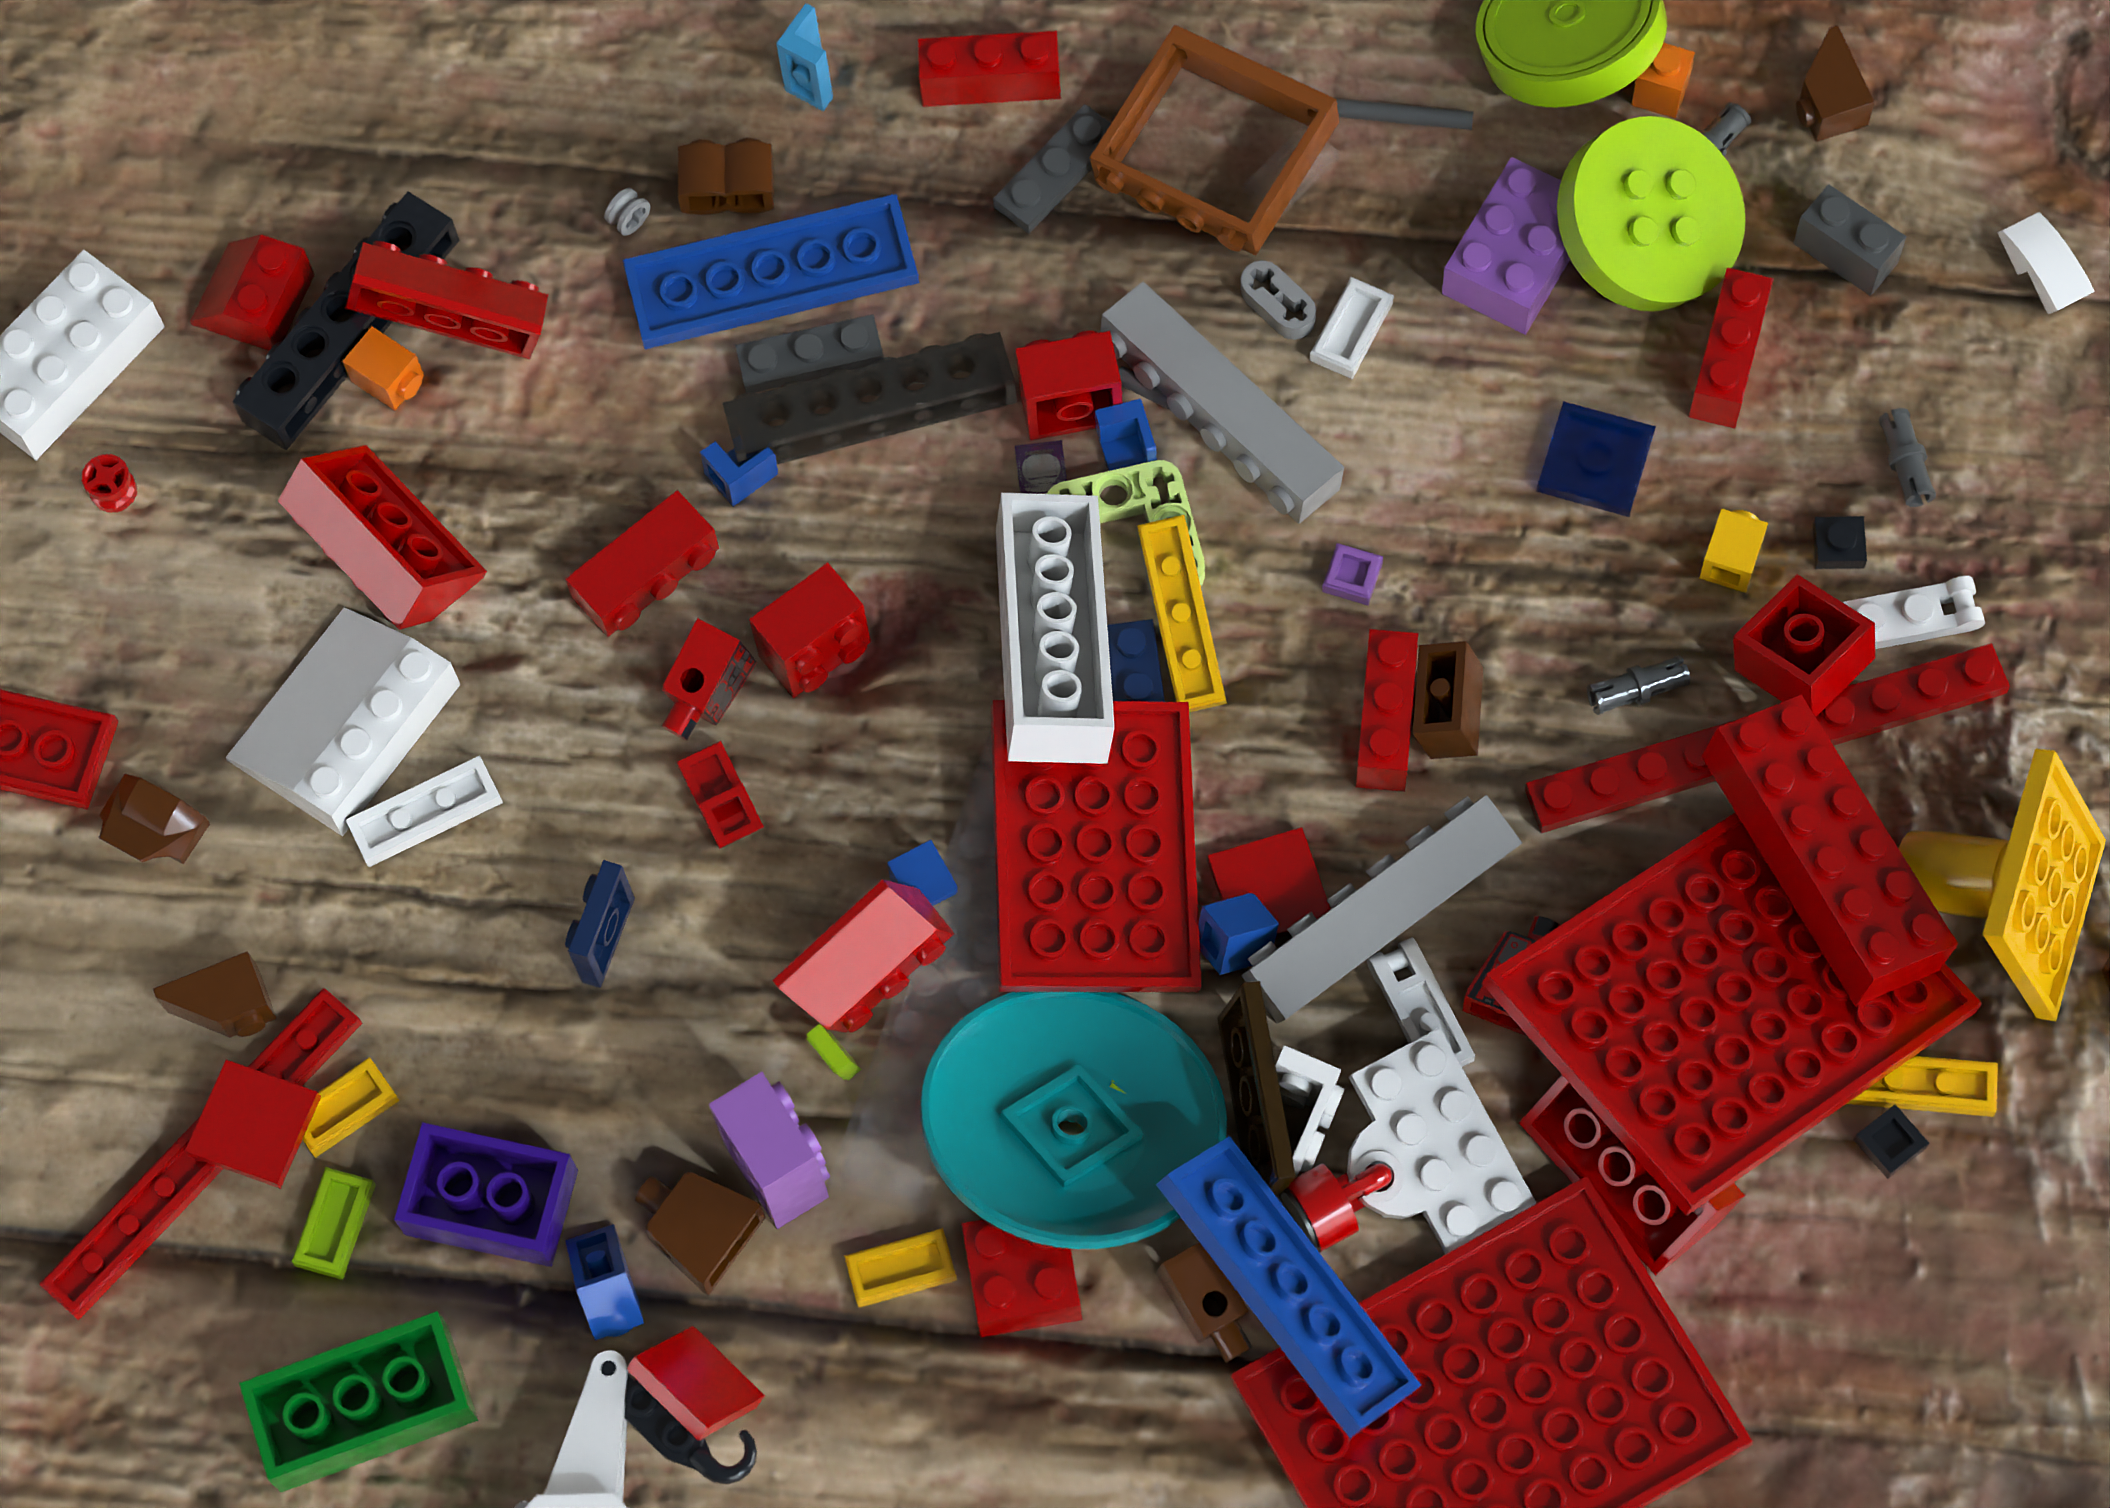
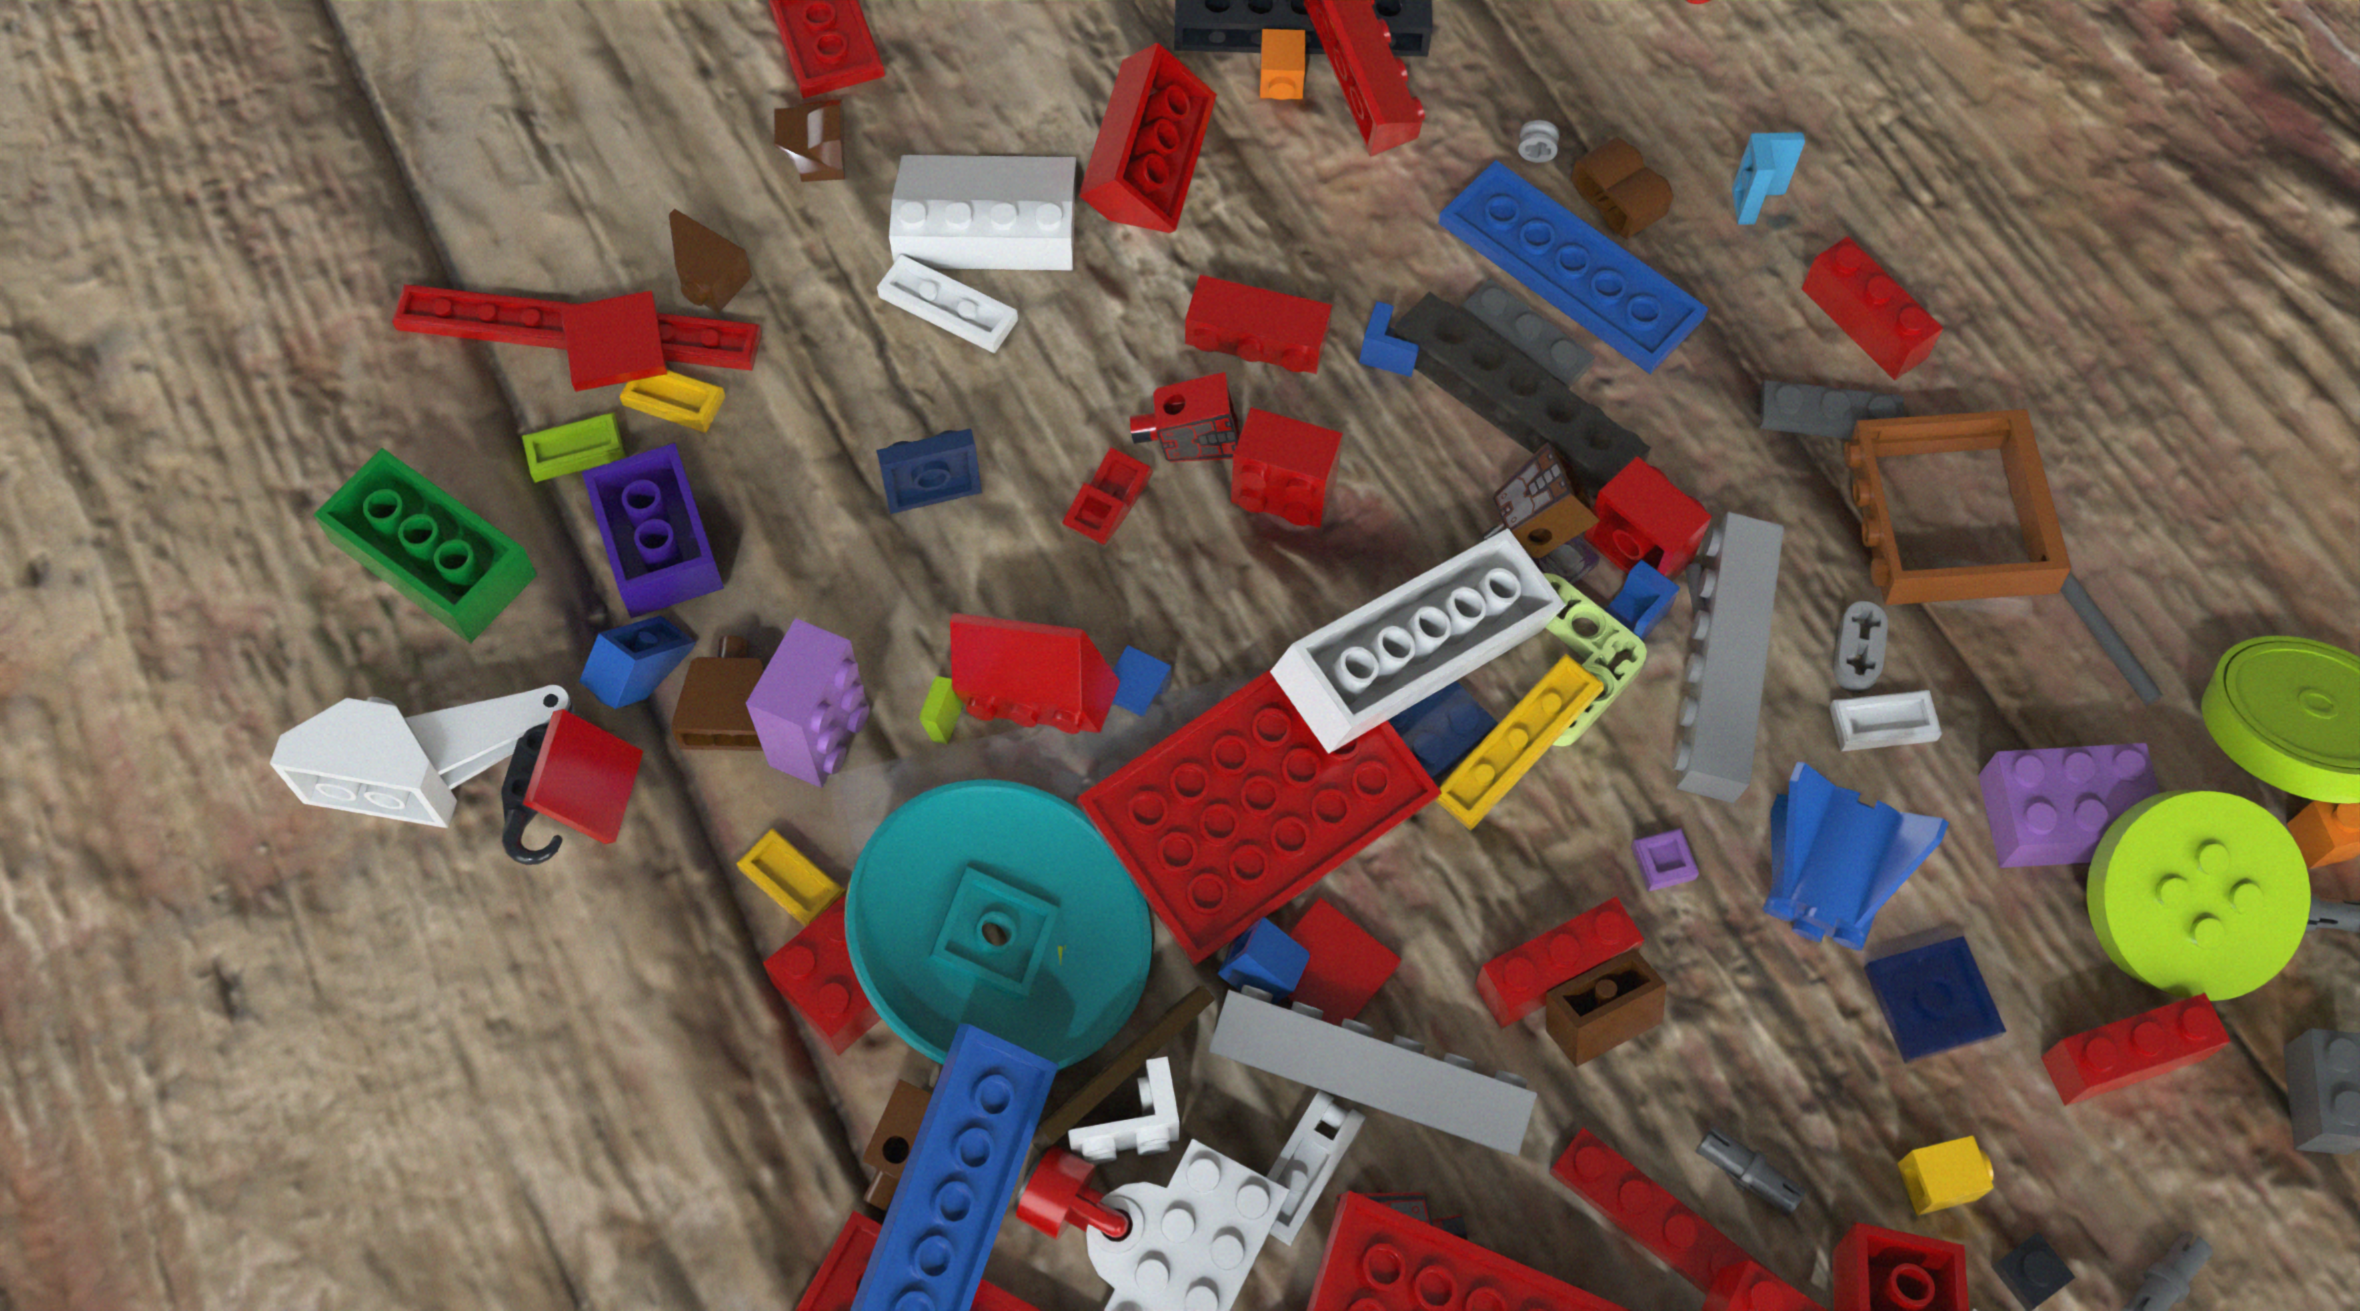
camera: 50 degrees right, 5 degrees down
(992, 452) = (1544, 503): none -> reddish brown torso
(1452, 445) = (1840, 857): none -> blue brick

